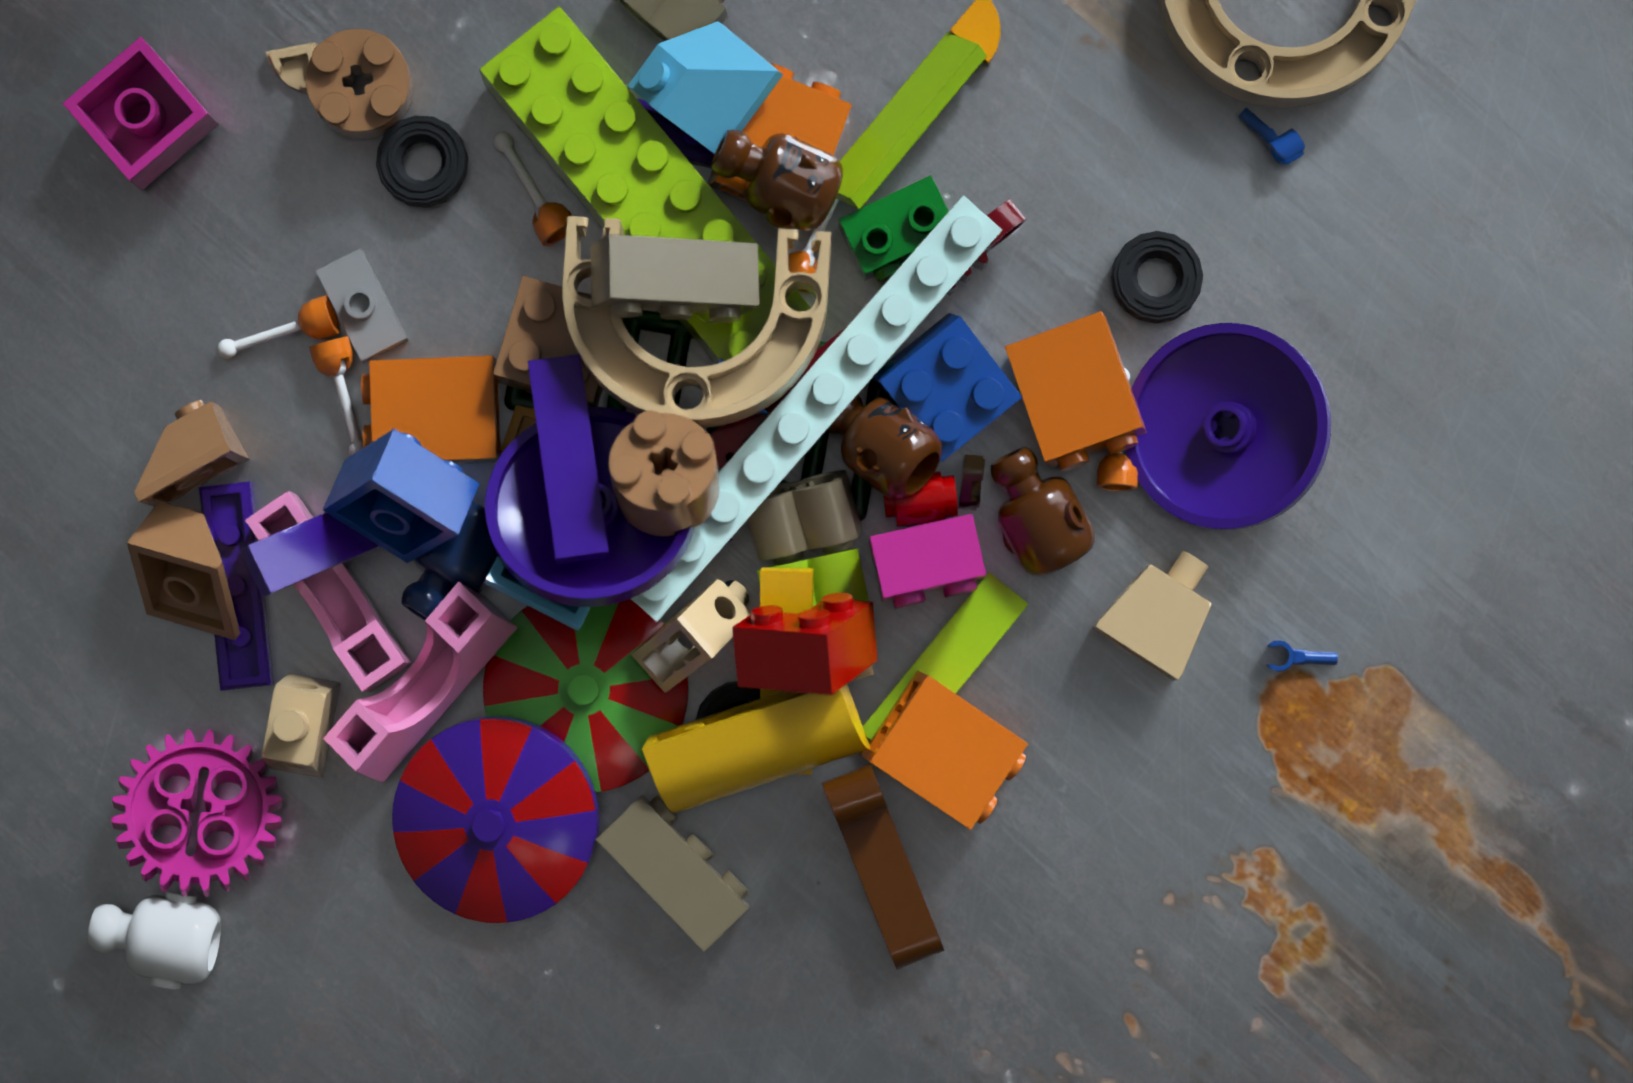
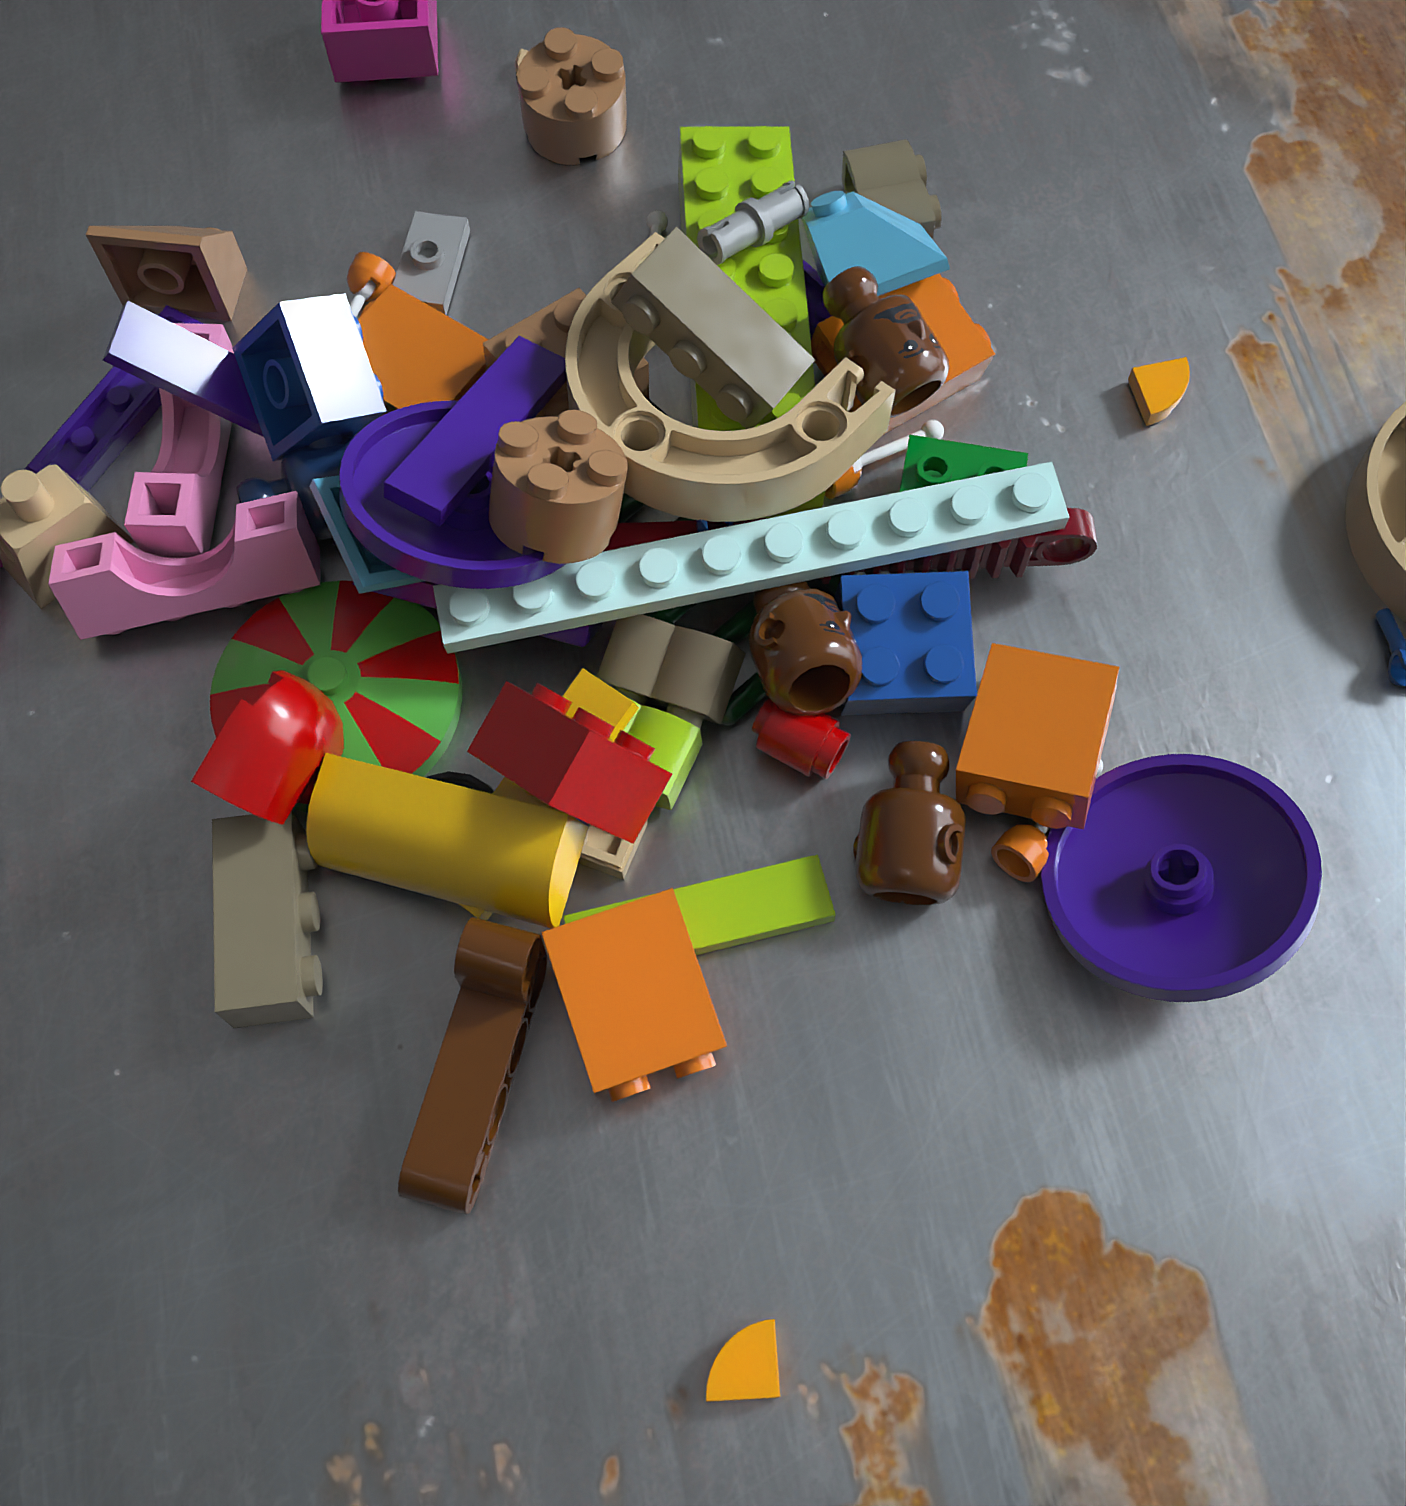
camera: 35 degrees right, 20 degrees down
(182, 571) = (73, 339): medium nougat slope -> none
(315, 319) = (381, 239): hinge -> none
(425, 130) = (569, 166): black tyre -> none
(495, 819) = (123, 738): dish -> none
(610, 770) = (272, 748): none -> red brick
(615, 138) = (753, 222): none -> light grey pin
(705, 622) = (458, 685): tan torso -> none
(907, 117) = (1034, 404): lime tile -> none
(926, 560) = (760, 782): dark pink brick -> none
(971, 480) = (864, 755): dark brown tile -> none
(1159, 615) = (967, 1021): tan torso -> none
(1166, 247) = (1209, 666): black tyre -> none
(1167, 911) = (746, 1366): none -> light orange tile
(1302, 657) = (1097, 1183): blue hand -> none

